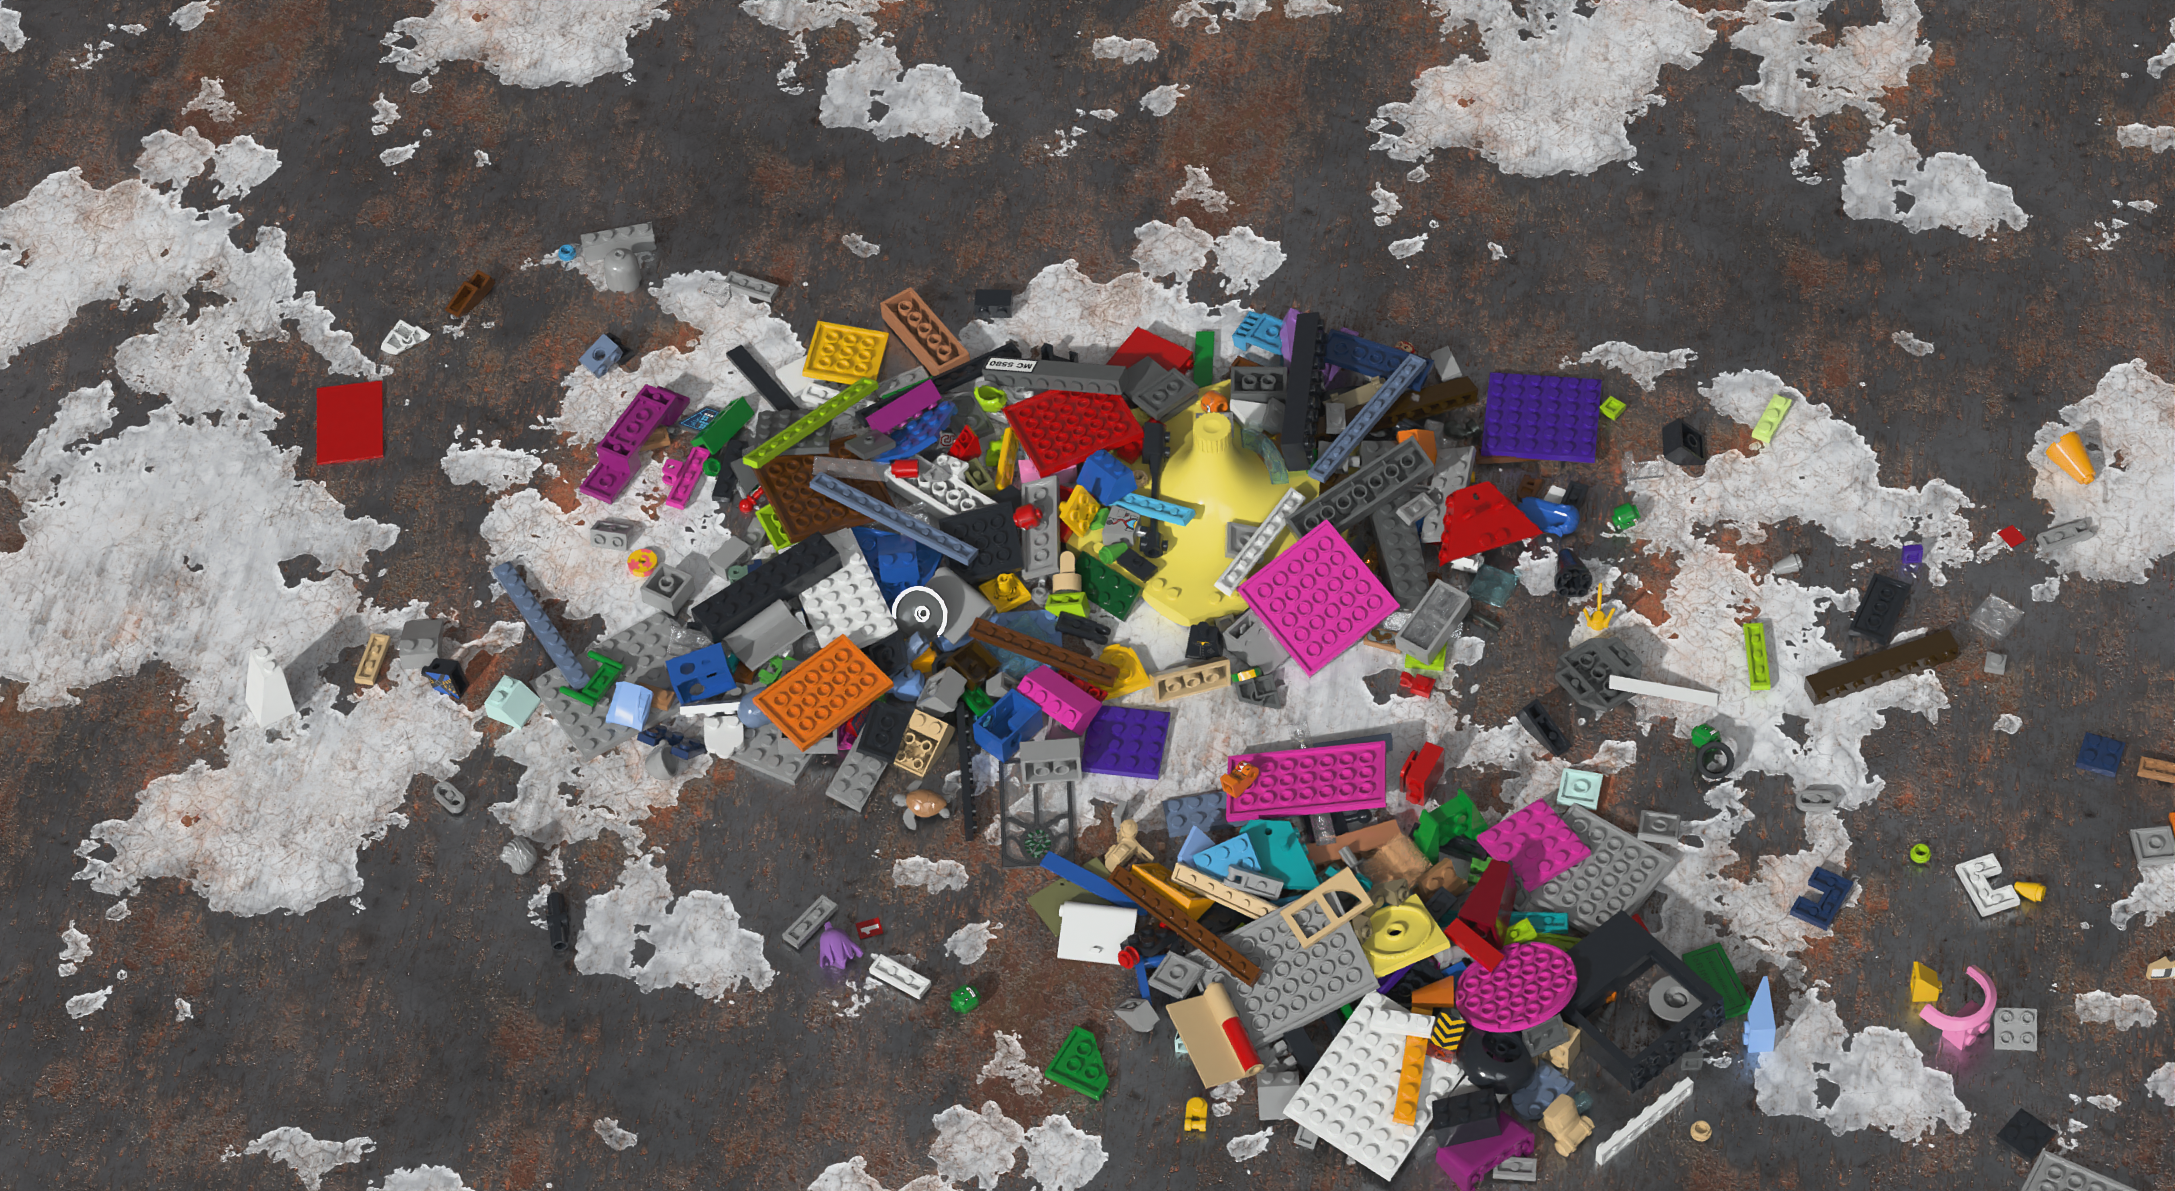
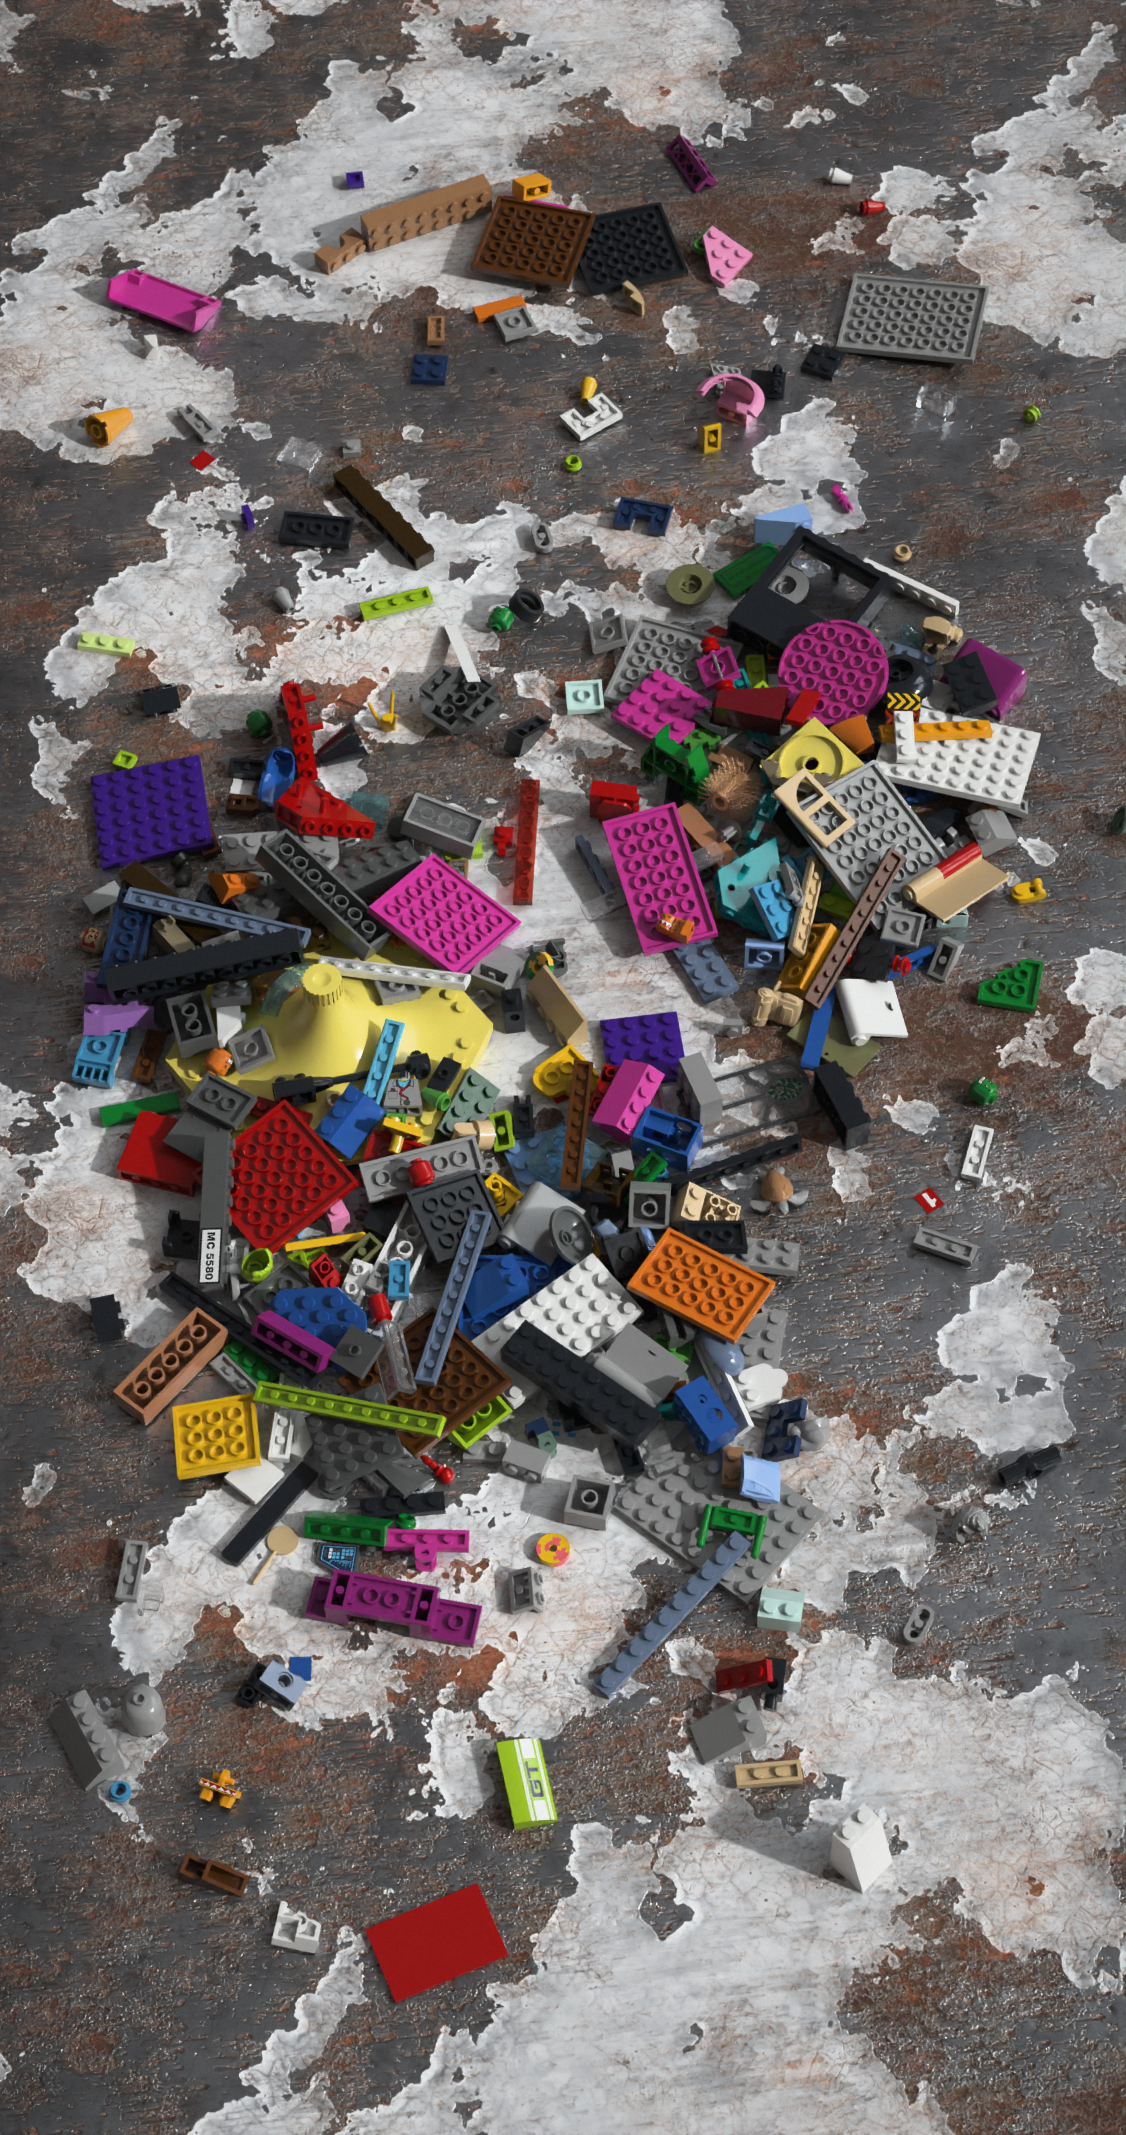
camera: 110 degrees left, 5 degrees up
(447, 500) = (526, 1783): none -> lime slope
(455, 651) = (744, 1676): none -> red plate
(536, 310) = (228, 1795): none -> light orange hips
(618, 381) = (301, 1667): none -> blue sticker
(733, 388) = (281, 1541): none -> tan piece
(837, 947) = (971, 1207): medium lavender piece -> none
(931, 488) = (399, 1280): none -> dark azure plate
(990, 871) = (841, 1105): none -> black brick
(1407, 701) = (526, 842): none -> clear red plate
(1570, 901) = (718, 666): none -> dark pink plate
(1621, 537) = (300, 728): none -> red piece
(1703, 912) = (690, 584): none -> olive hat
(1811, 1092) = (841, 498): none -> dark pink piece
(2001, 1069) = (771, 382): none -> black hinge

